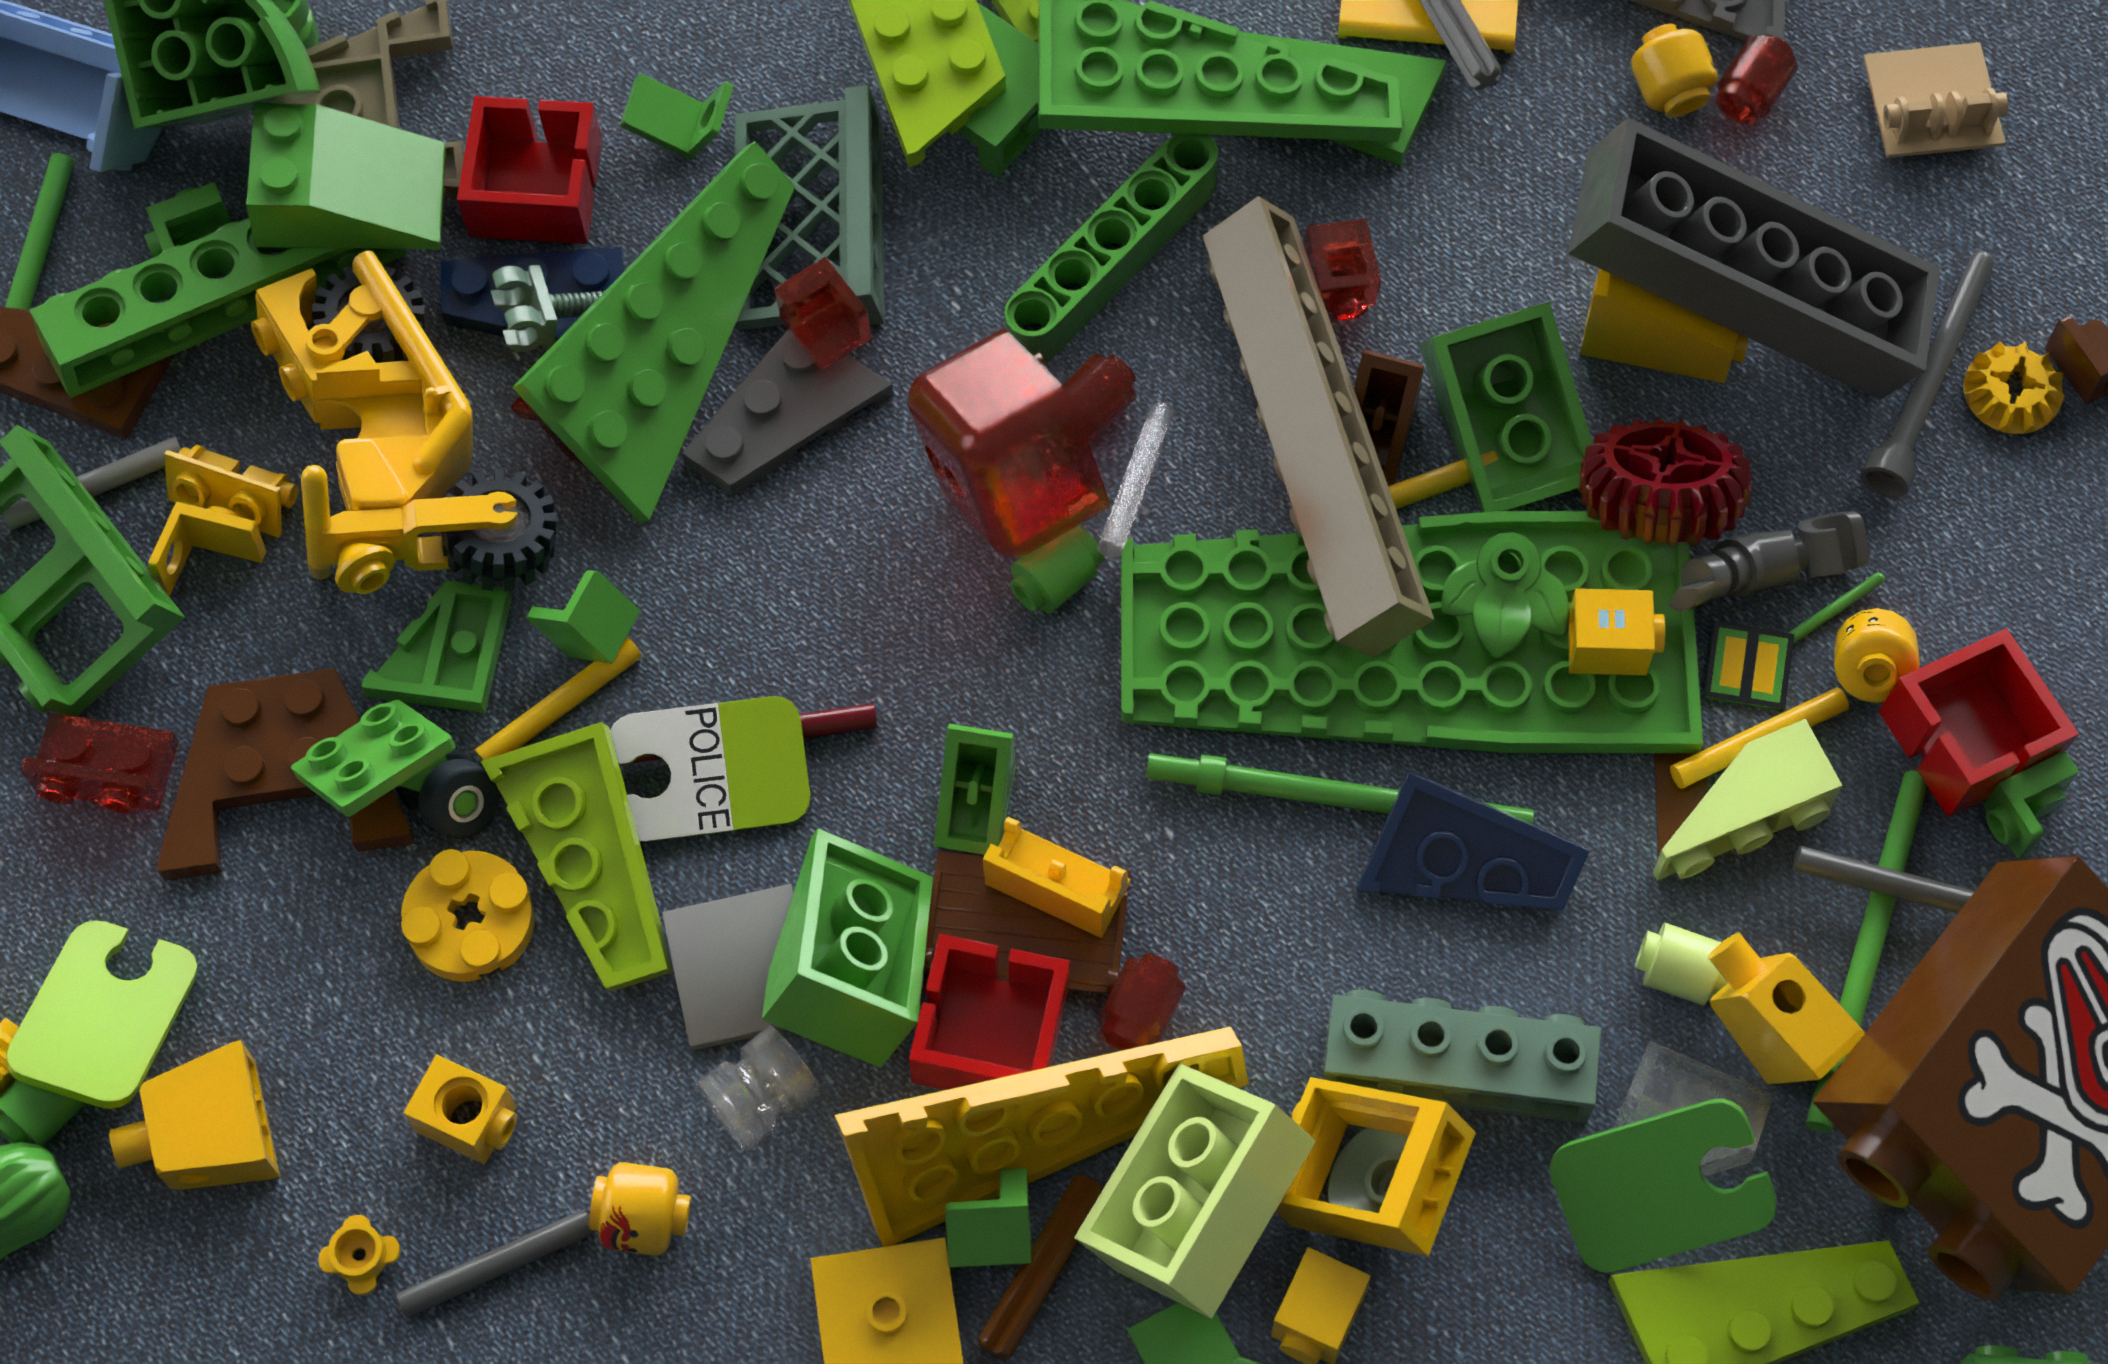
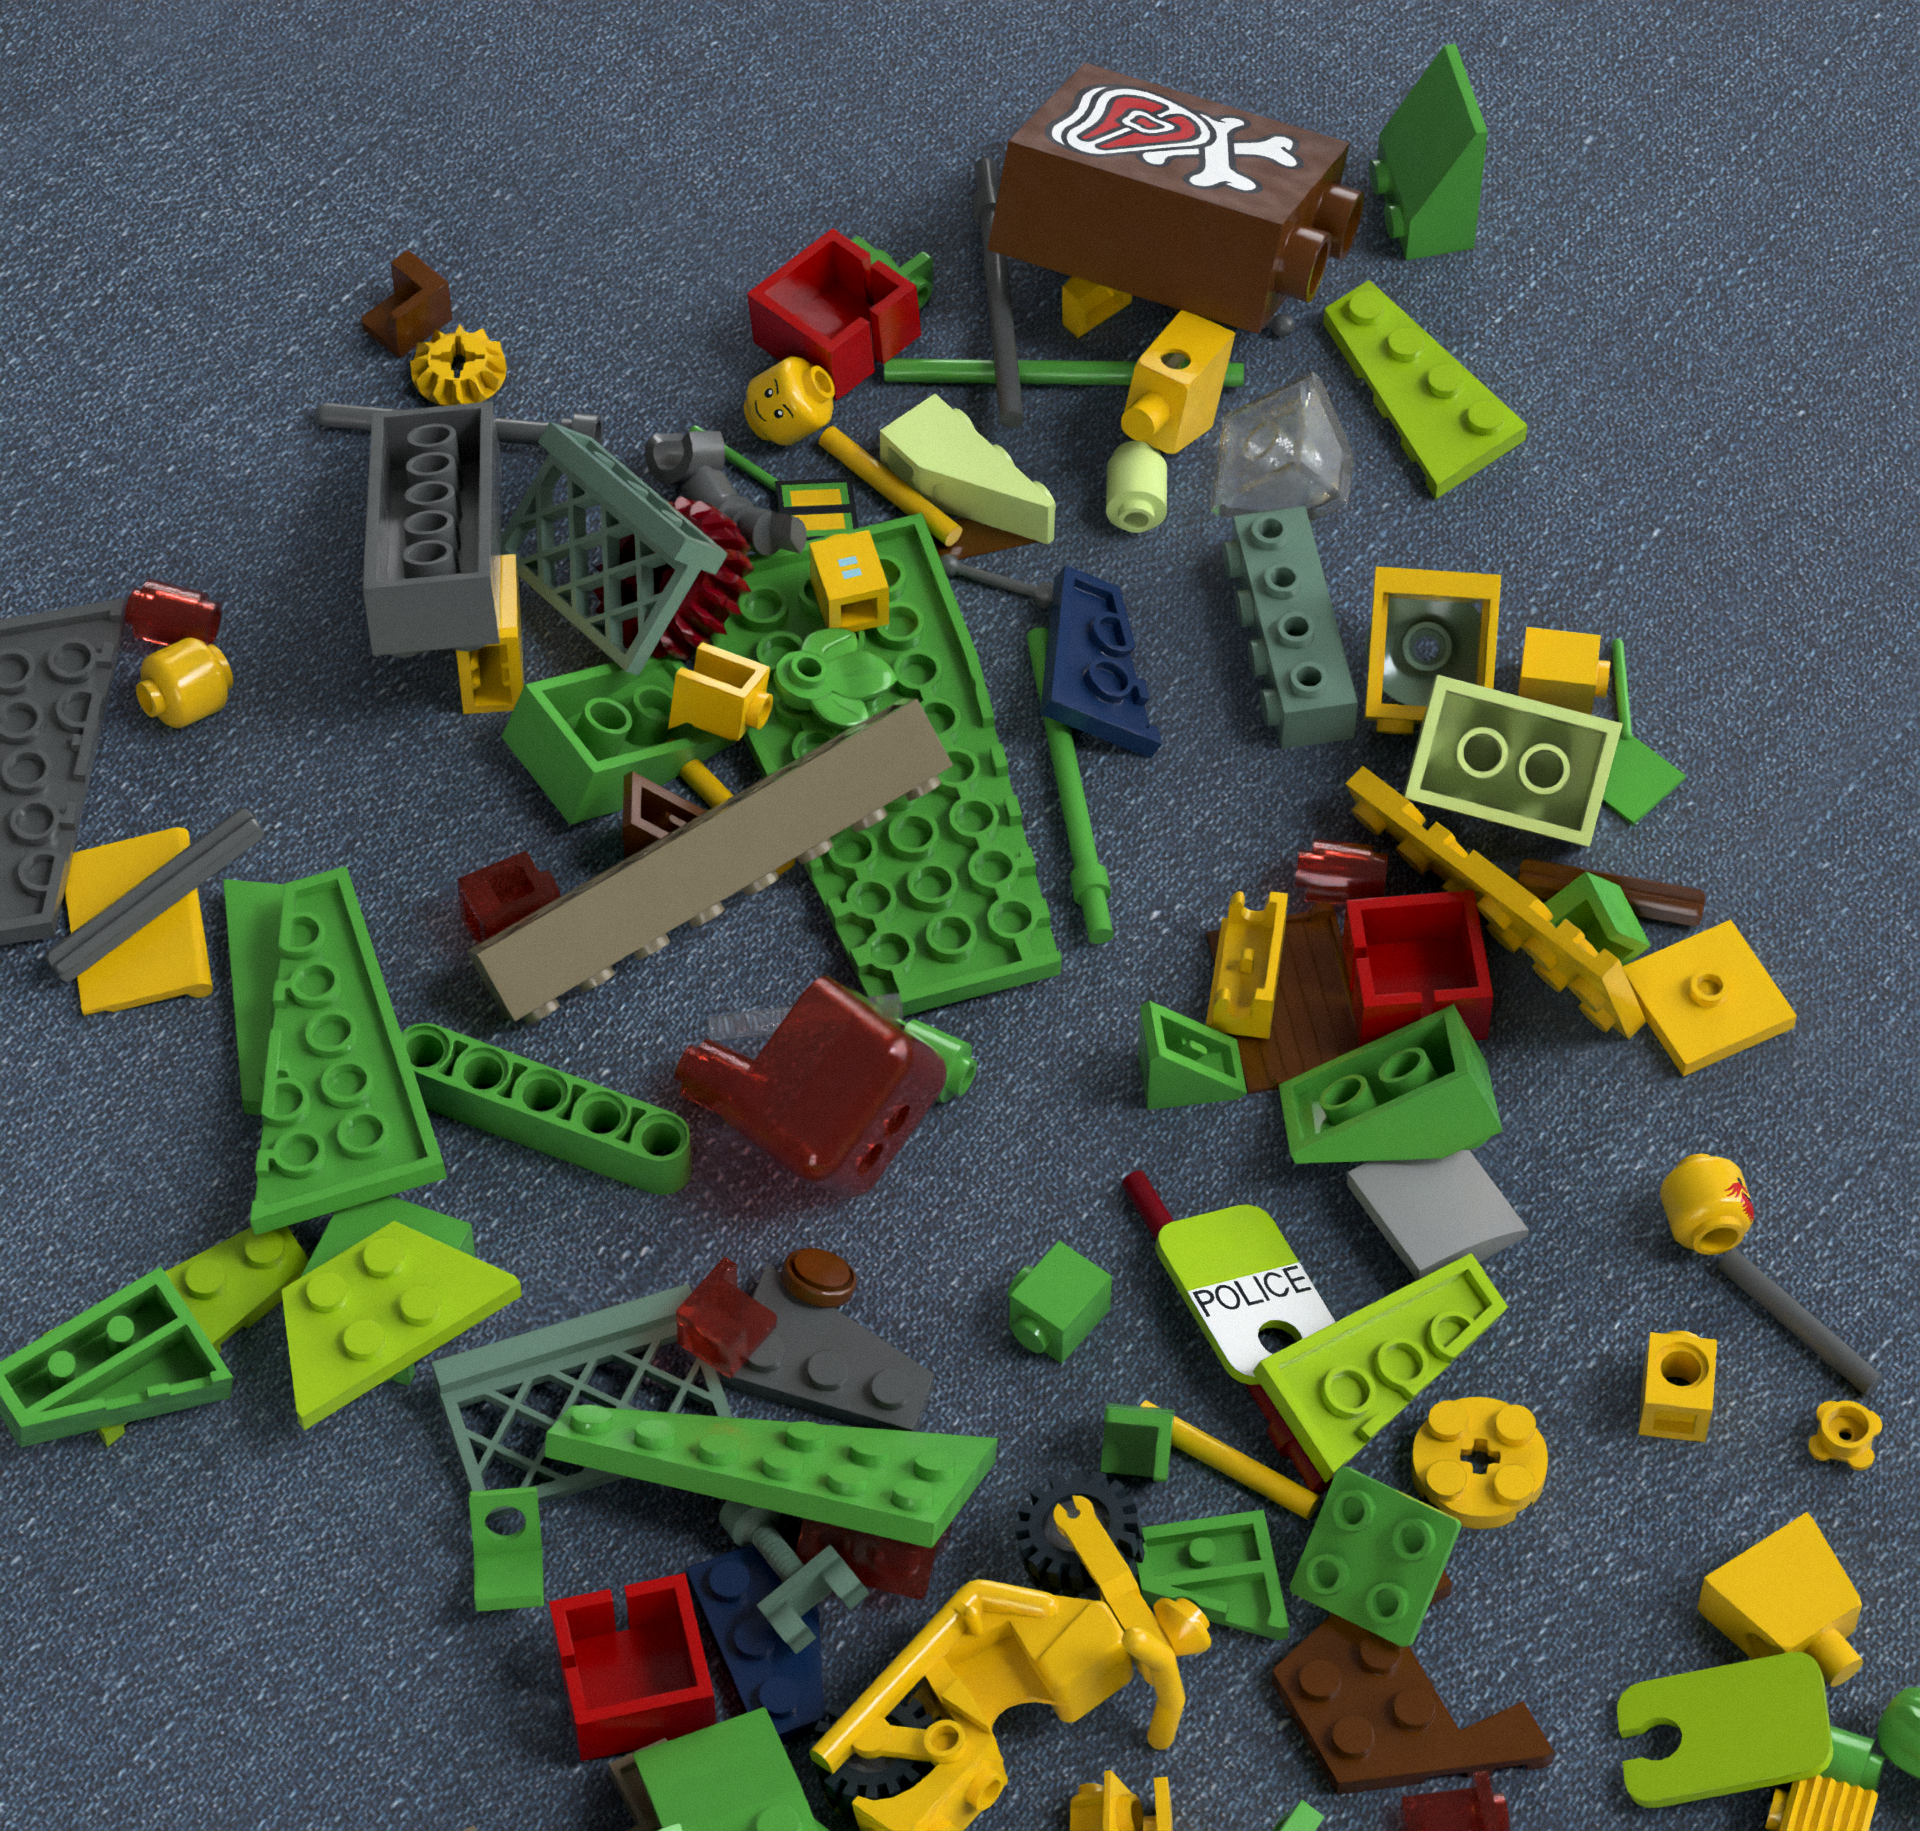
camera: 110 degrees left, 10 degrees down
(758, 1088) = (1544, 1138): clear wheel -> none
(759, 601) = (1058, 1302): none -> bright green brick
(863, 422) = (818, 1277): none -> reddish brown piece
(1479, 499) = (721, 694): none -> yellow window
(1643, 766) = (1041, 593): none -> dark grey hinge
(1643, 1189) = (1359, 447): bright green piece -> none
(1715, 423) = (640, 512): none -> sand green fence
(1935, 100) = (150, 477): tan hinge -> none

